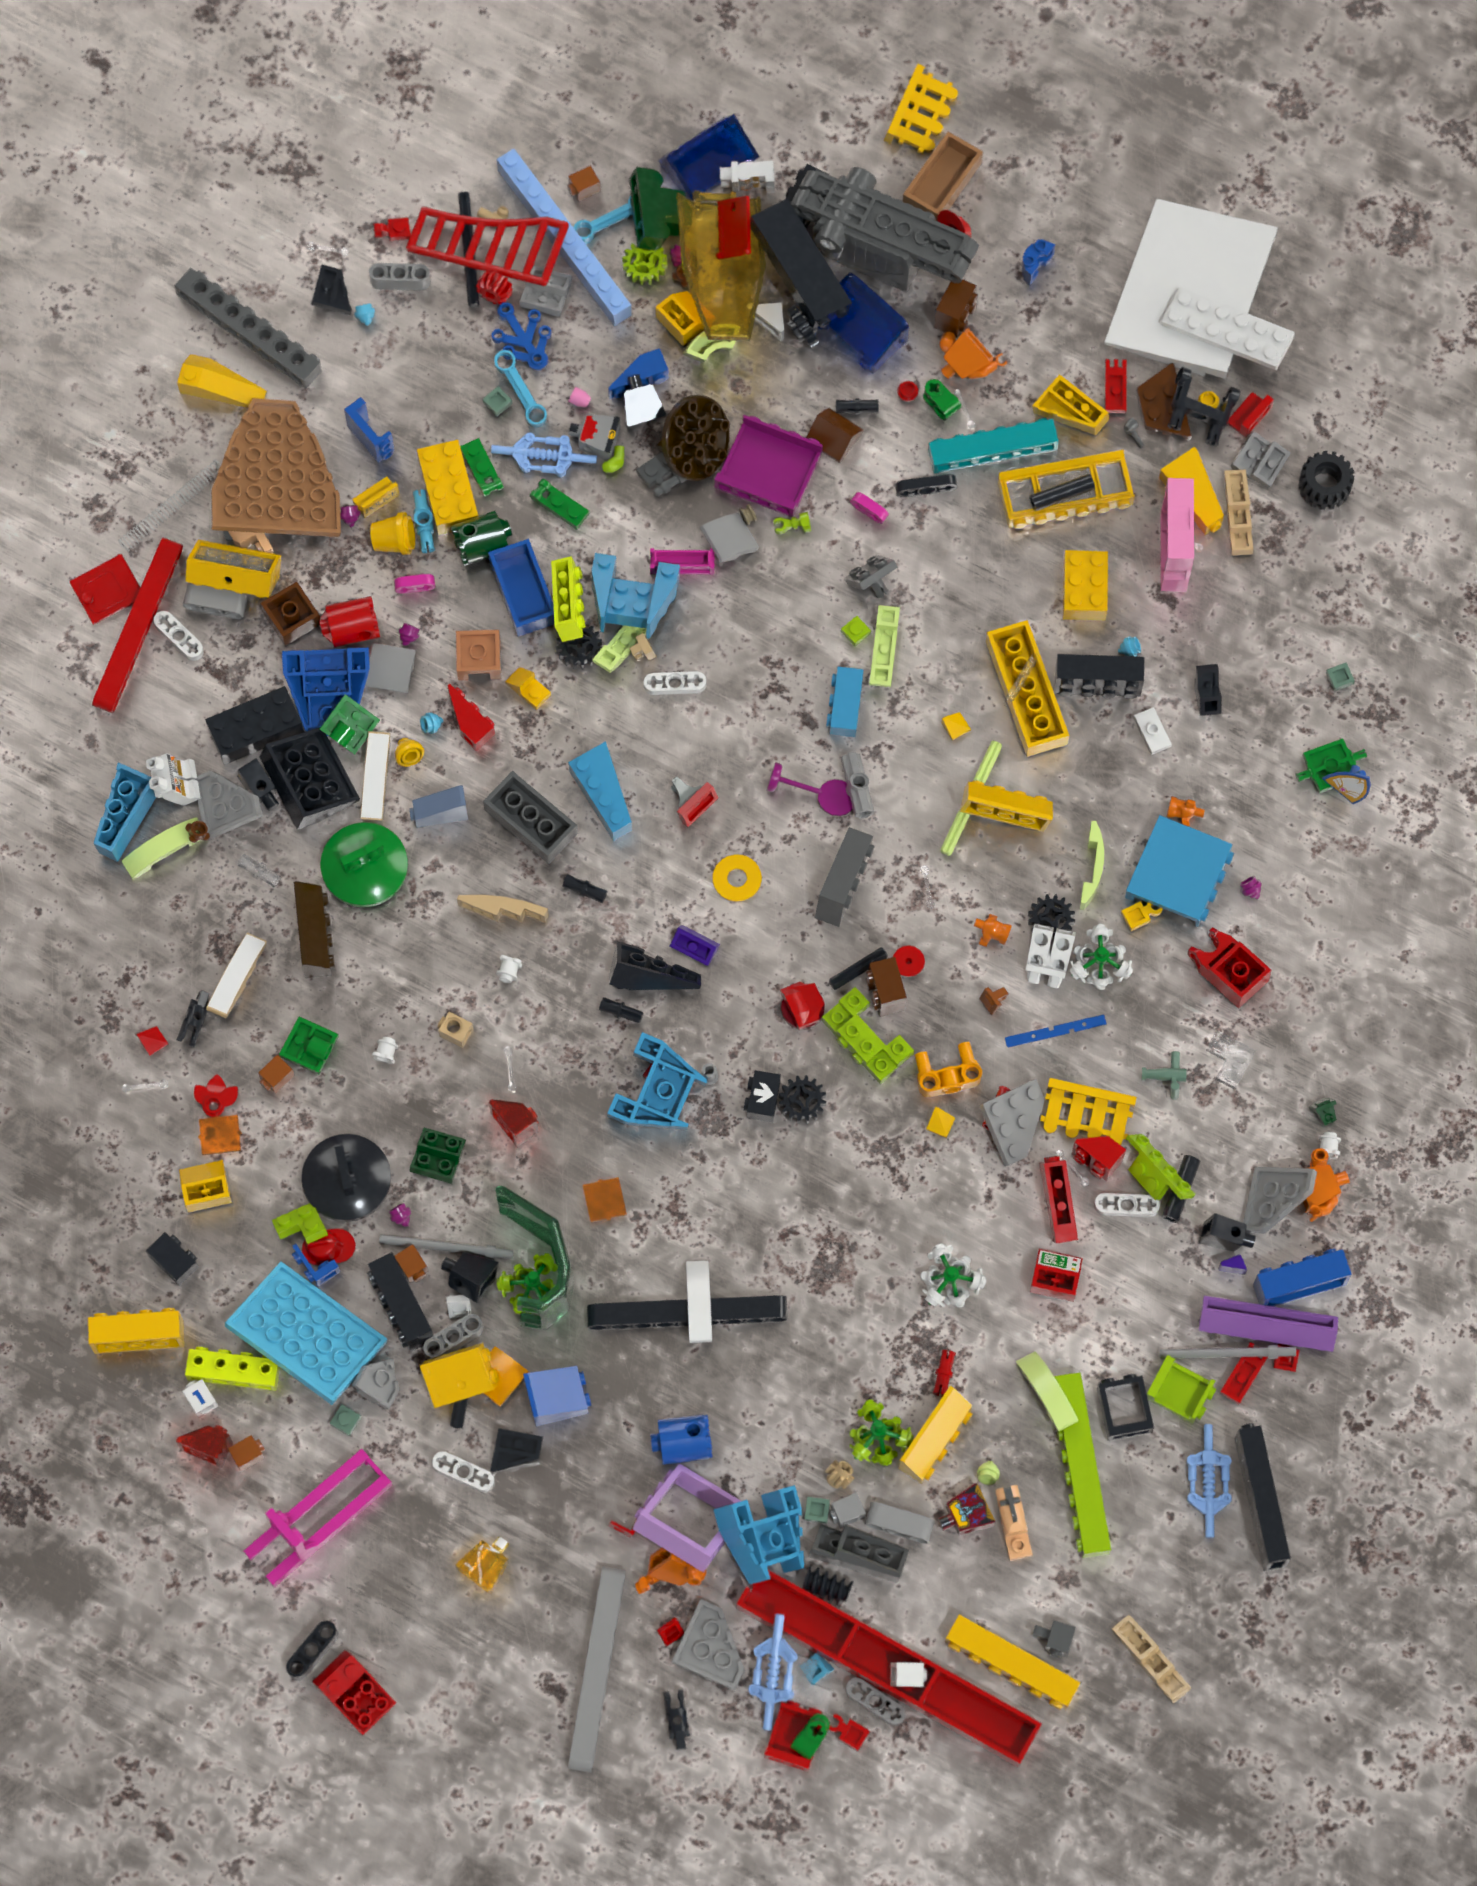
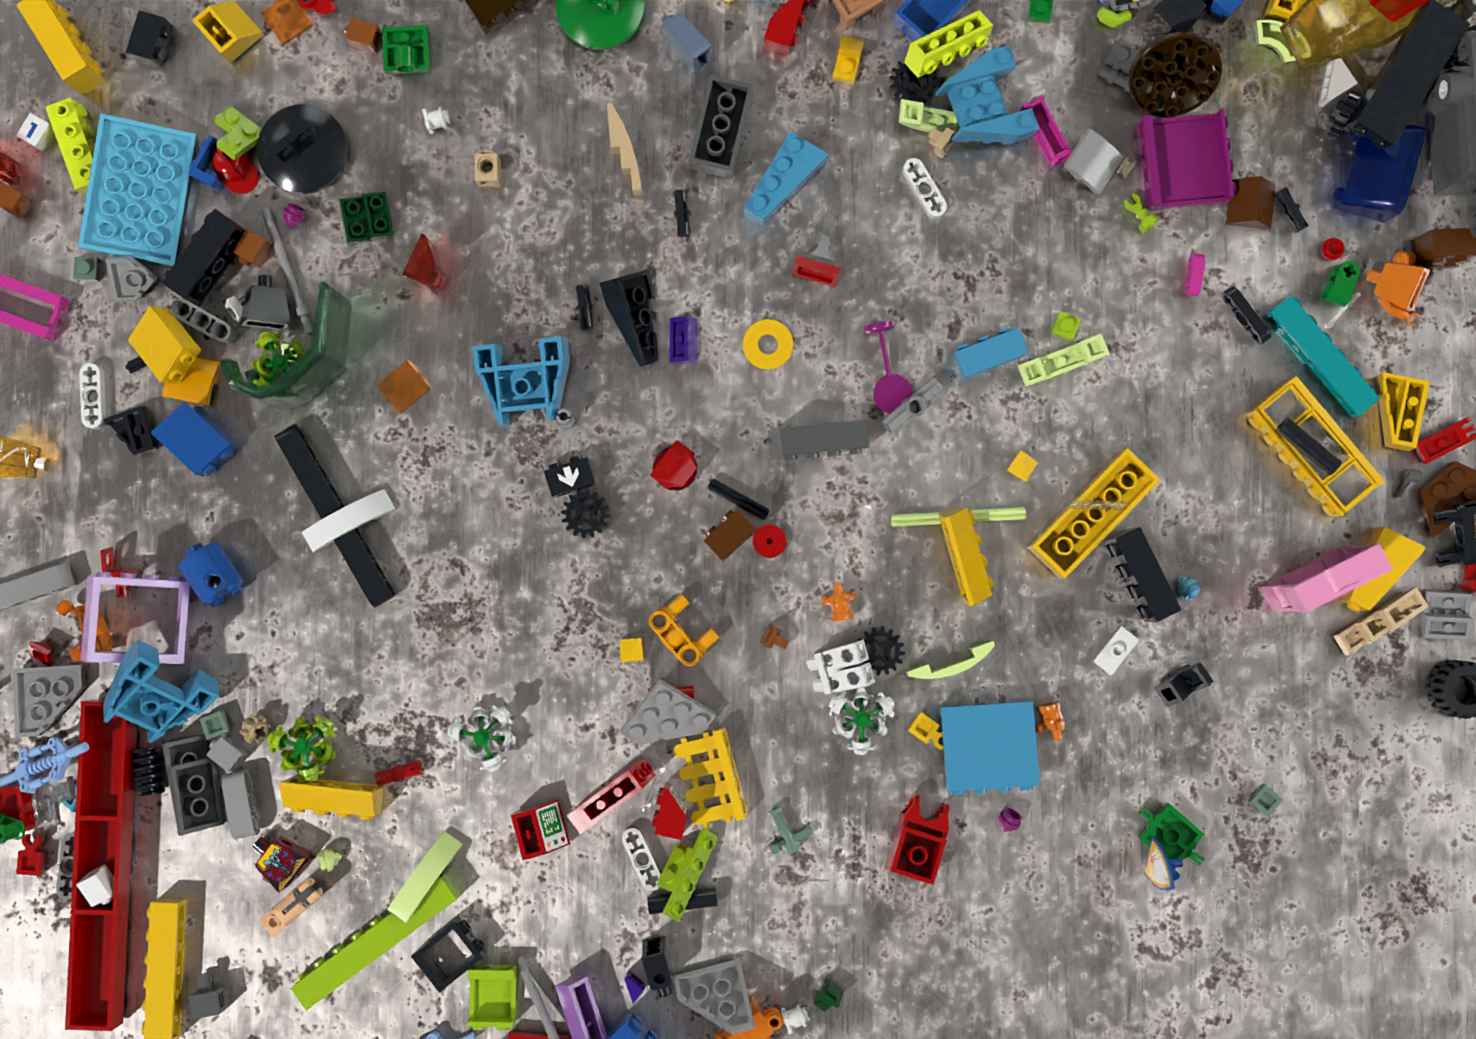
camera: 65 degrees right, 15 degrees up
(508, 969) = (569, 186): white brick -> none
(861, 1041) = (669, 538): lime bracket -> none
(871, 575) = (1127, 311): dark grey plate -> none
(1061, 1029) = (777, 711): blue piece -> none
(1085, 585) = (1227, 515): yellow brick -> none

